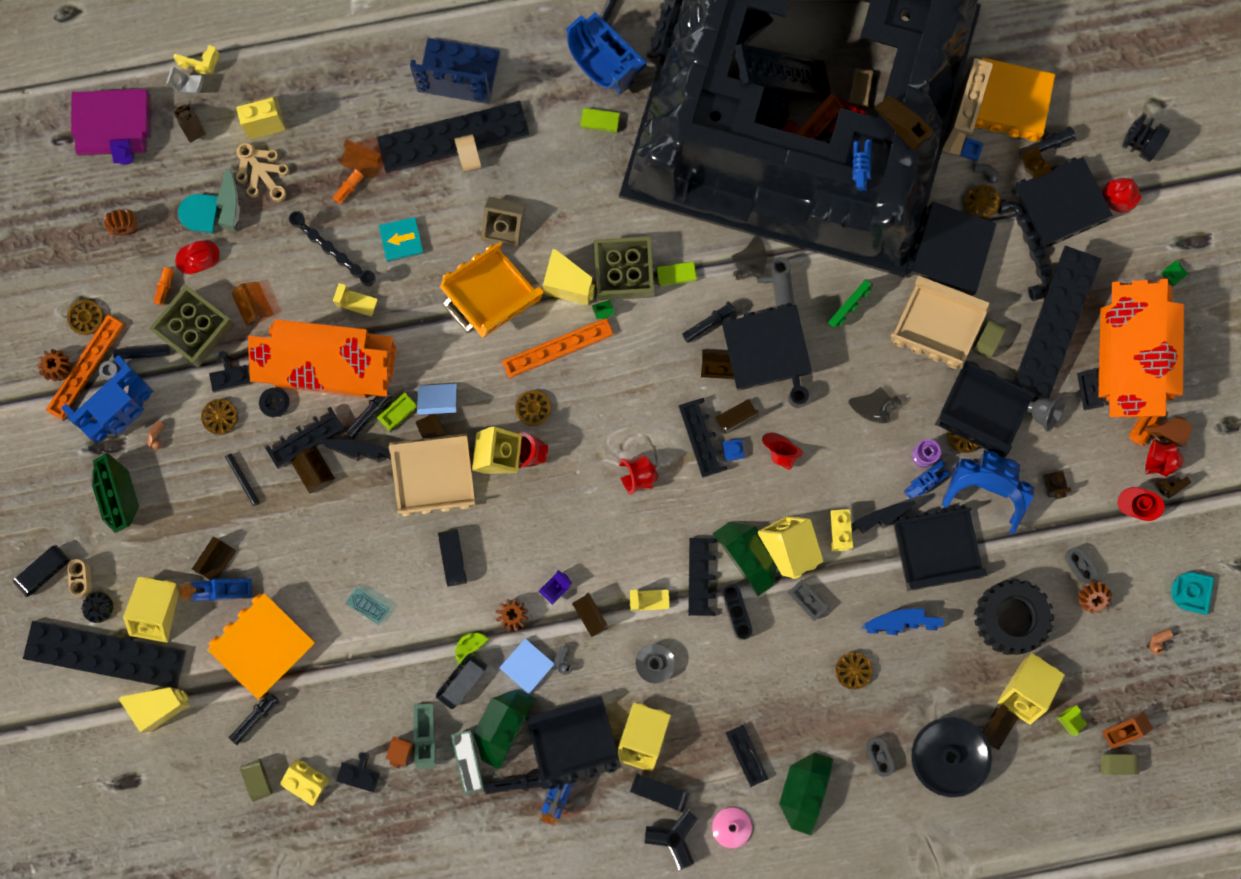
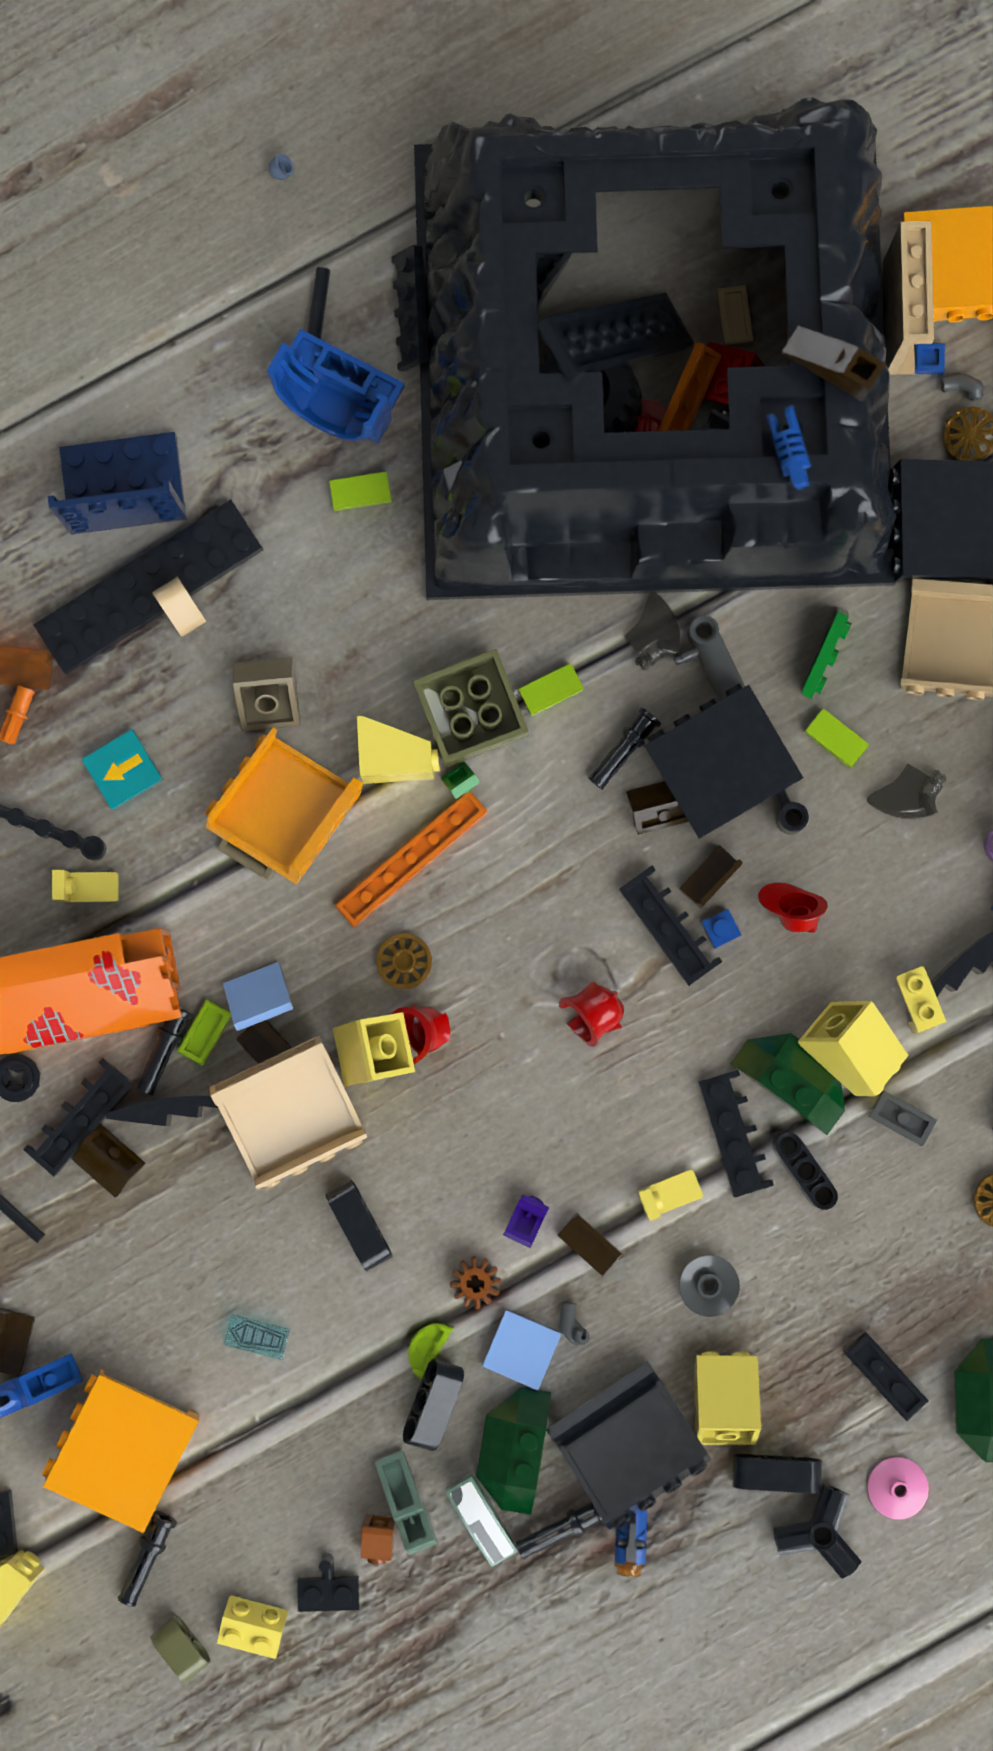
camera: 10 degrees left, 5 degrees up
(841, 358) = (836, 738): none -> lime tile

